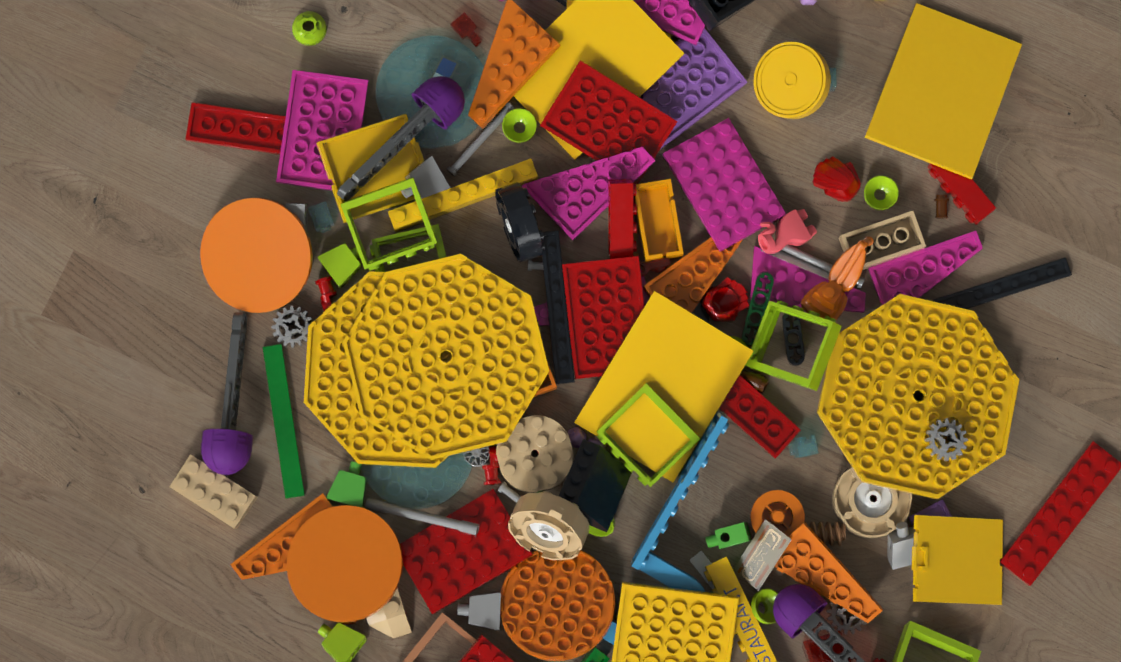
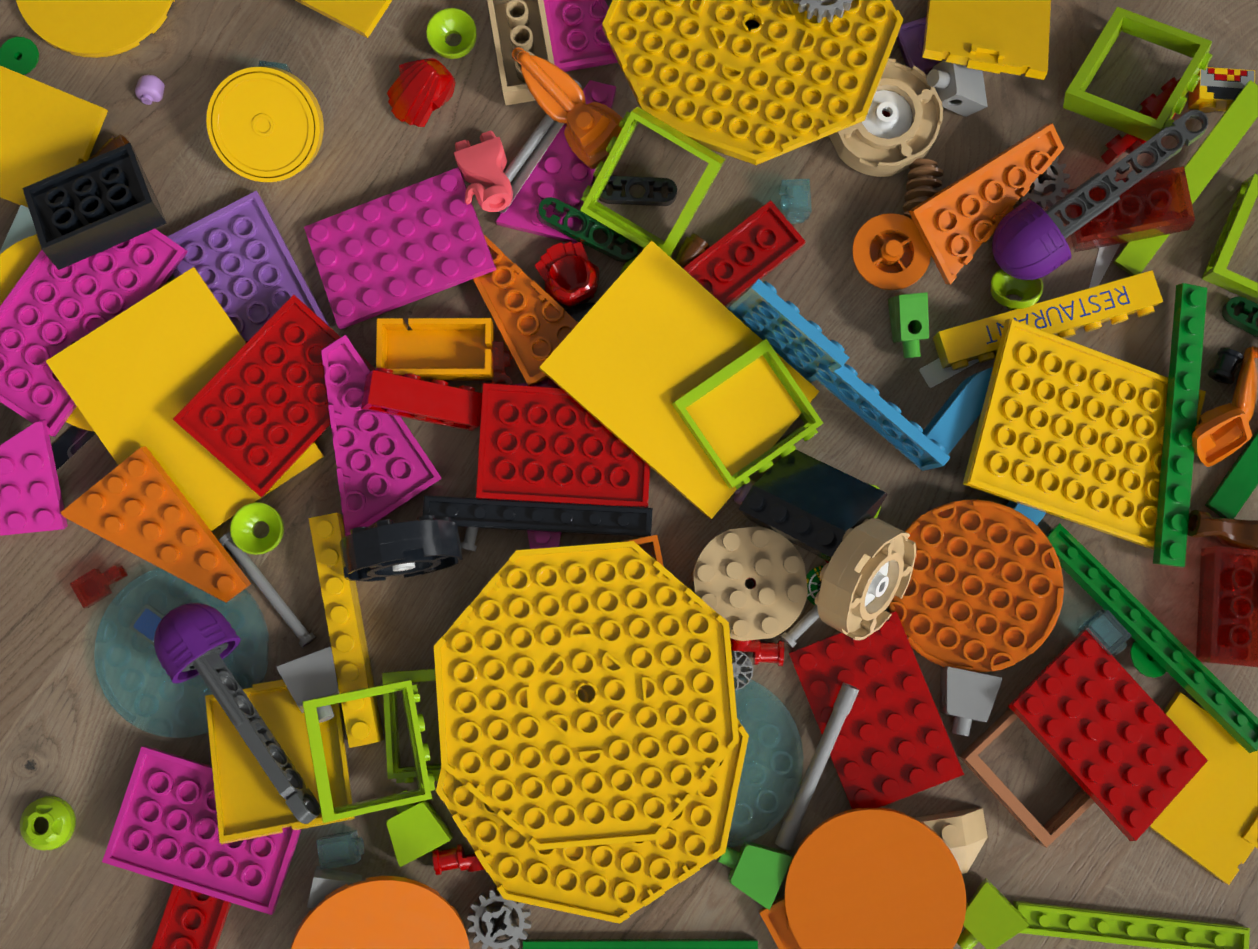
camera: 80 degrees left, 0 degrees up
(576, 436) = (730, 518): lavender piece -> none
(762, 554) = (949, 284): sticker -> none

